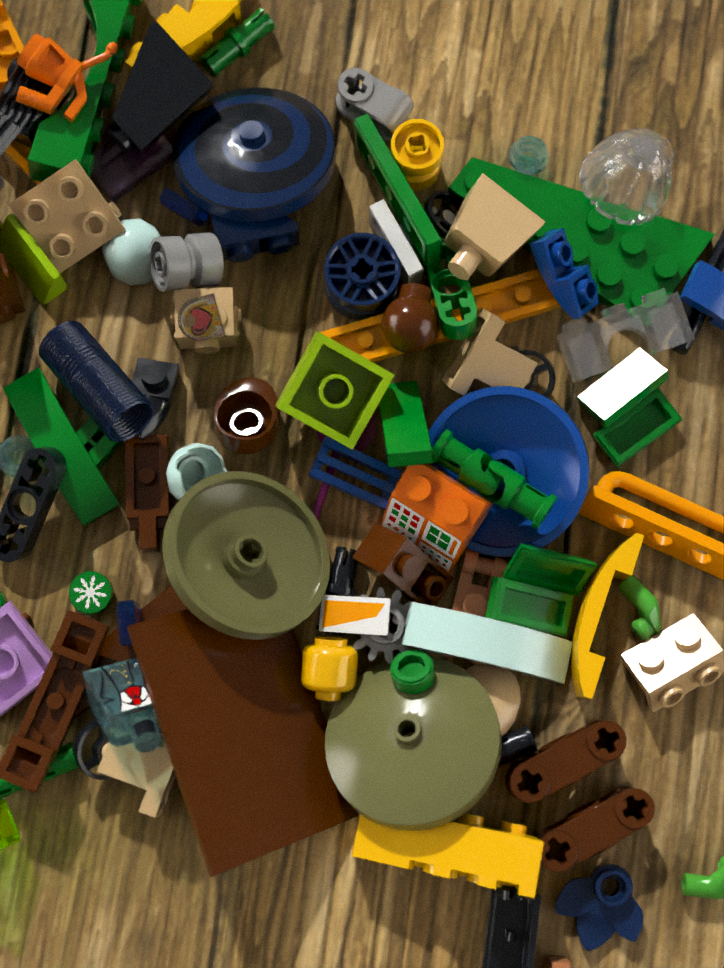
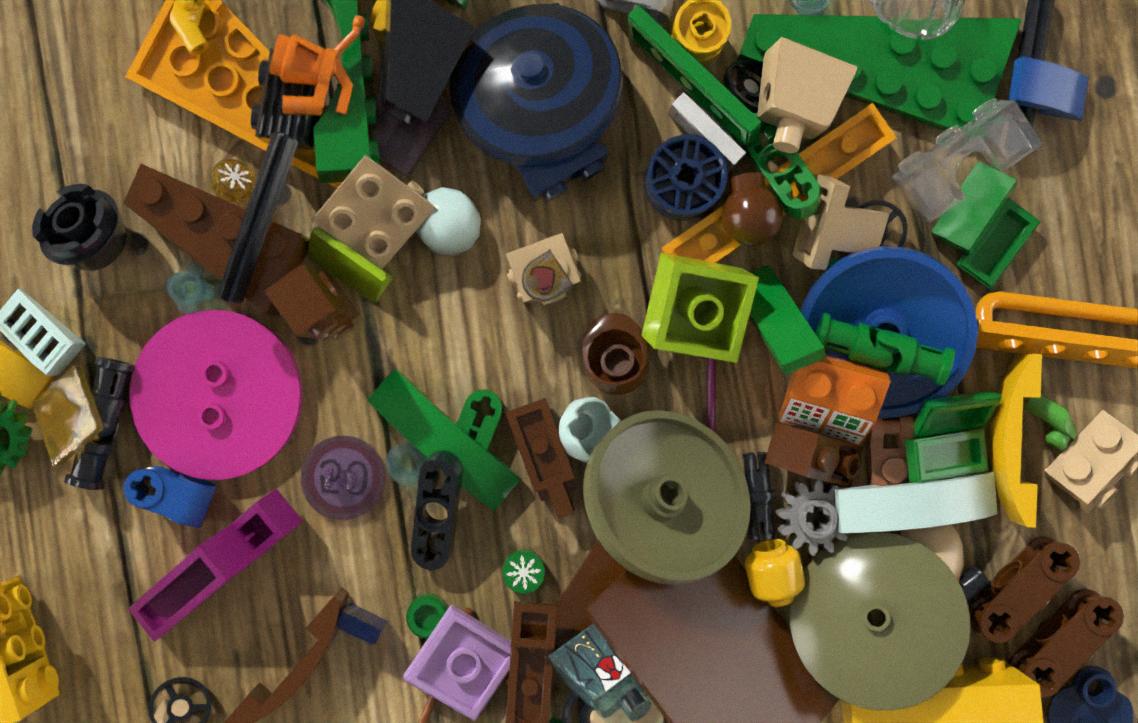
camera: 15 degrees left, 10 degrees up
(95, 381) = (465, 376): dark blue piece -> none
(128, 613) = (575, 594): clear blue tile -> none
(158, 384) = (515, 363): black plate -> none
(183, 207) = (480, 162): clear blue tile -> none
(186, 261) = (509, 218): light grey wheel -> none
(354, 615) = (787, 519): sticker -> none
(361, 458) = (772, 380): blue tile -> none
(412, 671) = (859, 556): green tile -> none
(568, 284) = (891, 119): blue slope -> none

